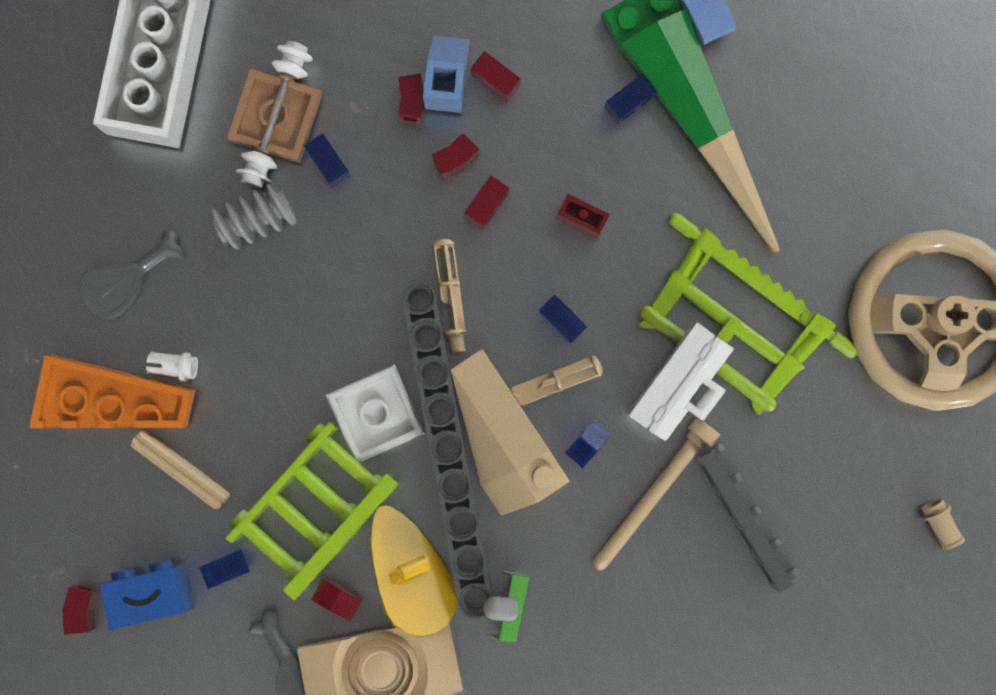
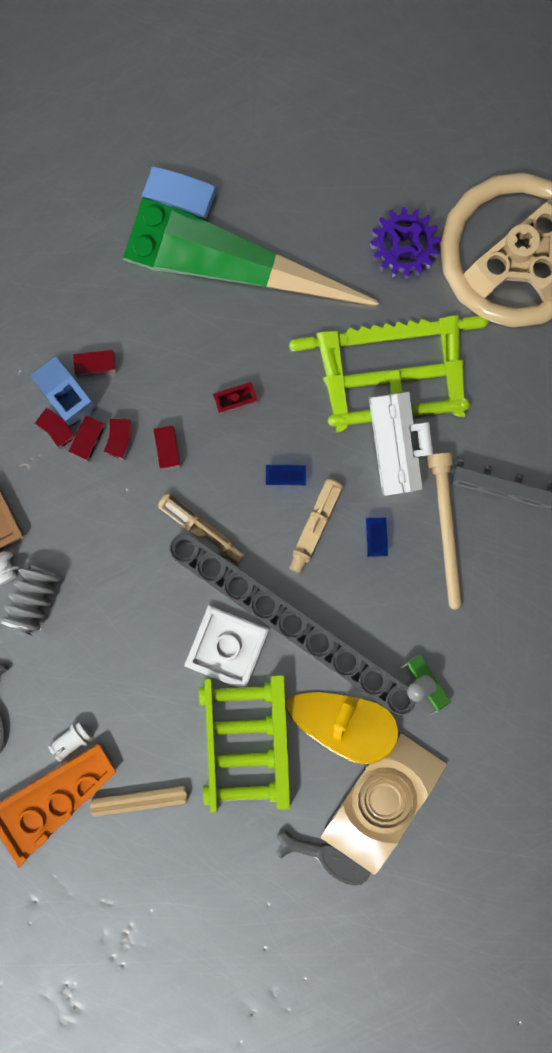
camera: 35 degrees left, 0 degrees up
(79, 609) = (161, 948): dark red piece -> none
(146, 596) = (195, 897): blue brick -> none
(224, 569) = (227, 833): clear blue piece -> none
(327, 160) = (40, 519): clear blue piece -> none
(336, 598) = (315, 784): dark red piece -> none
(429, 131) = (87, 438): none -> dark red piece
(506, 447) = (329, 588): tan wedge -> none
(630, 99) = (193, 296): clear blue piece -> none
(850, 208) = (414, 251): none -> dark purple gear

